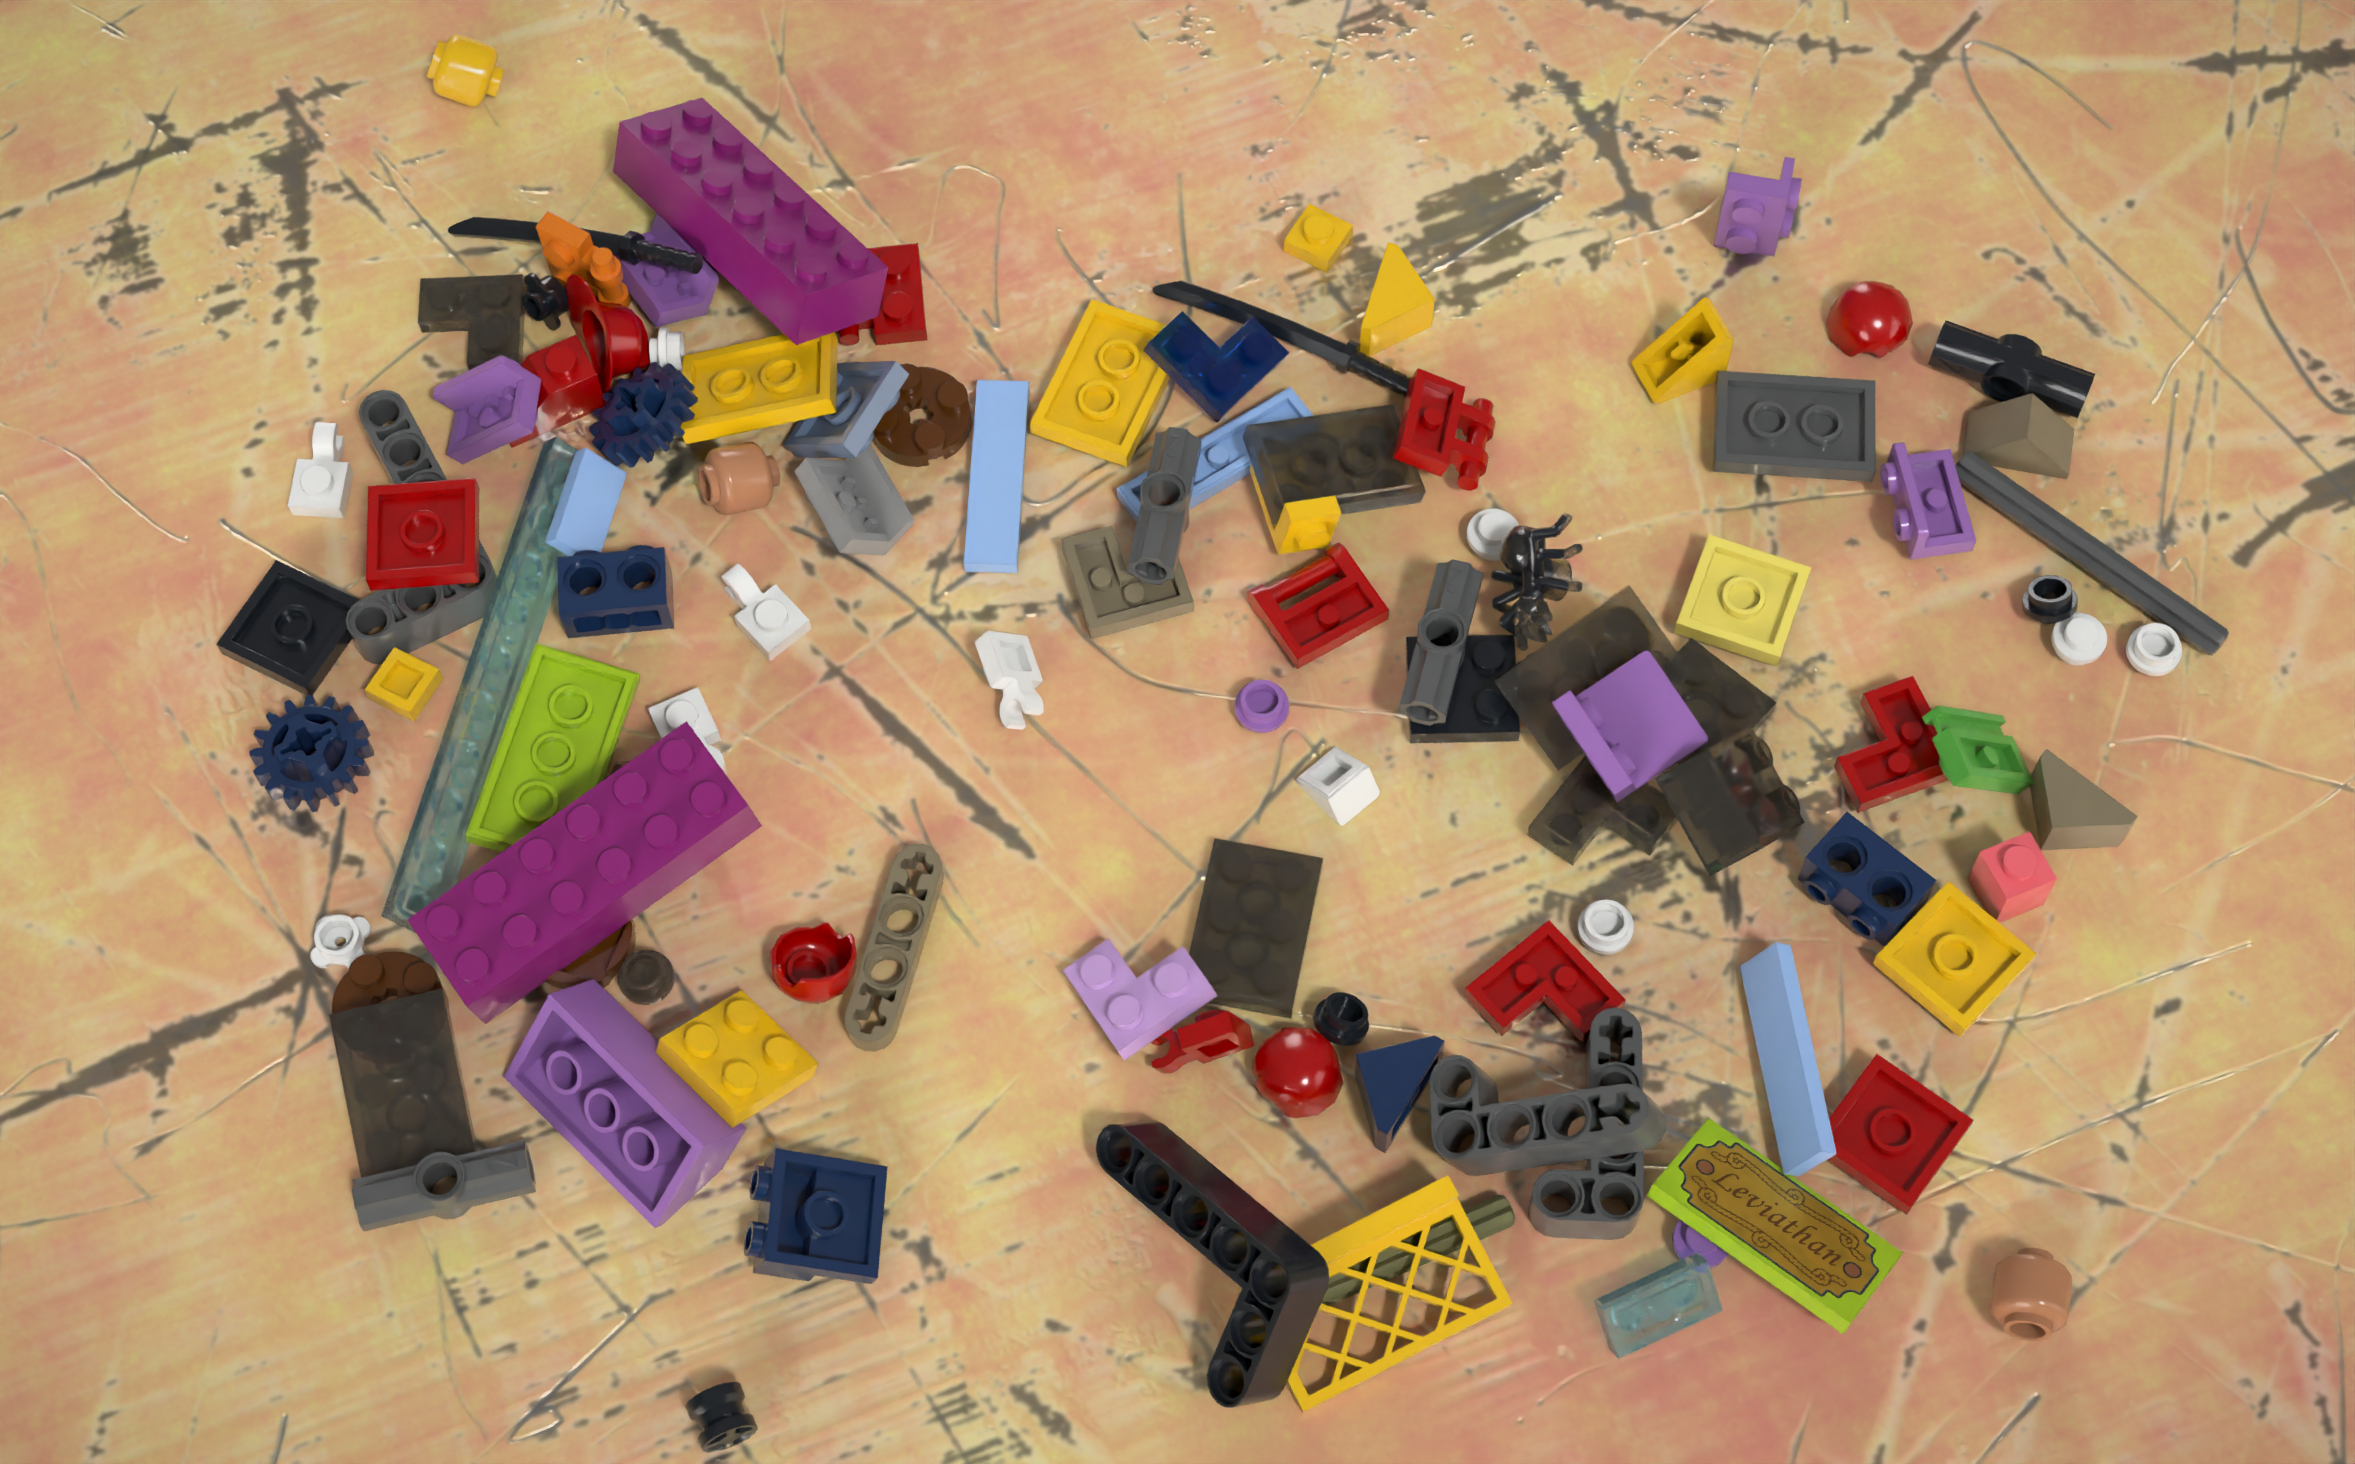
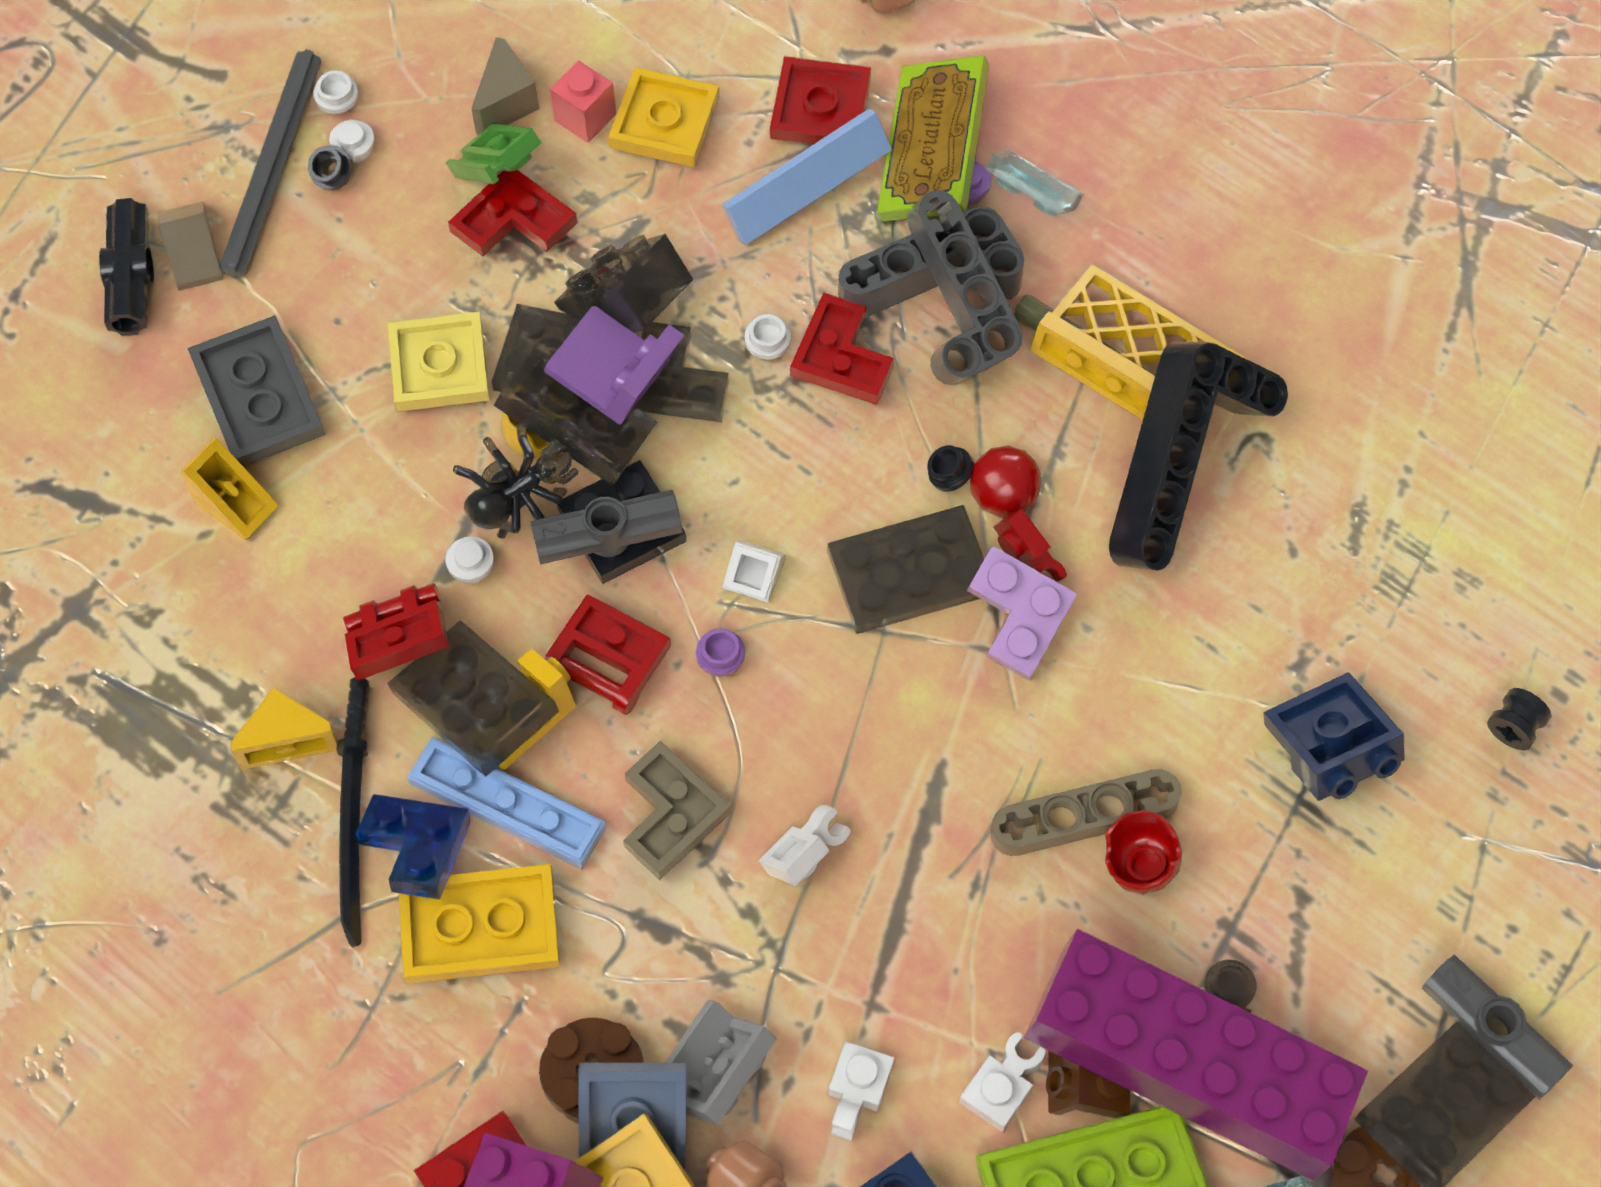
camera: 120 degrees left, 0 degrees up
(619, 1102) = (1341, 933): medium lavender slope -> none
(736, 1058) = (1256, 864): yellow plate -> none
(997, 476) = (616, 971): light blue tile -> none
(1160, 527) = (558, 808): dark grey piece -> none
(1318, 238) = (237, 834): yellow plate -> none
(1392, 1082) = (980, 407): dark blue slope -> none
(1757, 211) = (56, 477): medium lavender bracket -> none
(1870, 319) = (122, 384): red hair -> none
(1876, 870) = (628, 187): dark blue brick -> none
(1927, 502) = (283, 274): medium lavender bracket -> none

